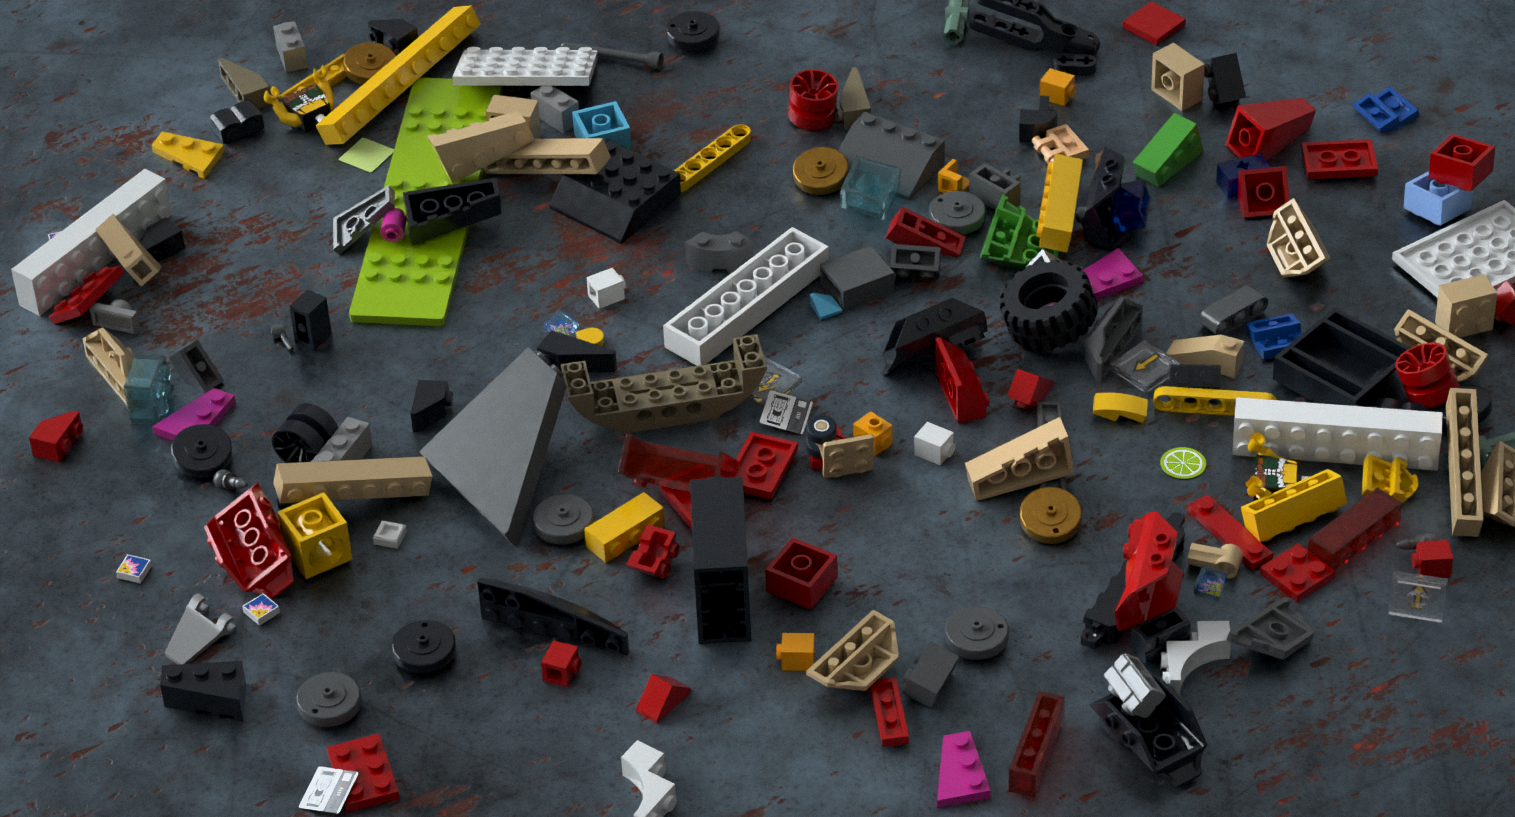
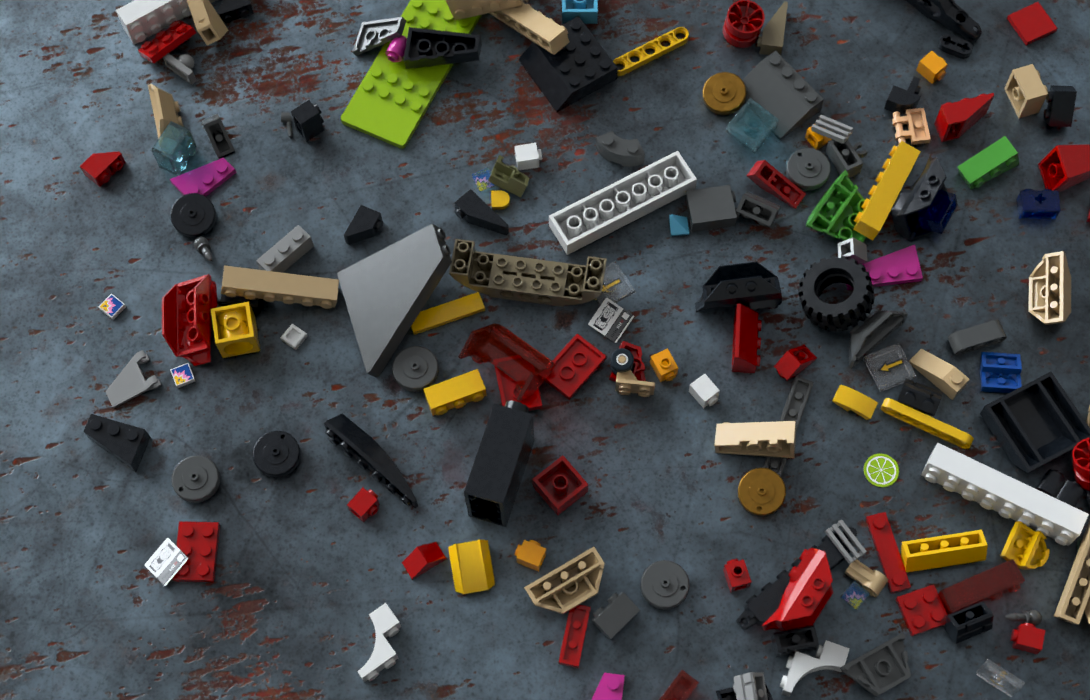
camera: 20 degrees right, 25 degrees up
(303, 434) = (267, 228): black wheel -> none
(578, 459) = (448, 313): none -> yellow tile
(593, 314) = (508, 178): none -> olive slope
(654, 552) = (464, 426): red cylinder -> none
(725, 681) = (471, 566): none -> yellow slope
(968, 161) = (833, 127): none -> light grey tile
(1060, 599) = (736, 575): none -> red brick
(1114, 116) = (960, 116): none -> red slope
(1181, 521) = (850, 535): none -> light grey tile
(1262, 191) = (1046, 228): red slope -> none
(1271, 470) = (940, 515): torso -> none
(1356, 560) = (969, 622): none -> black brick

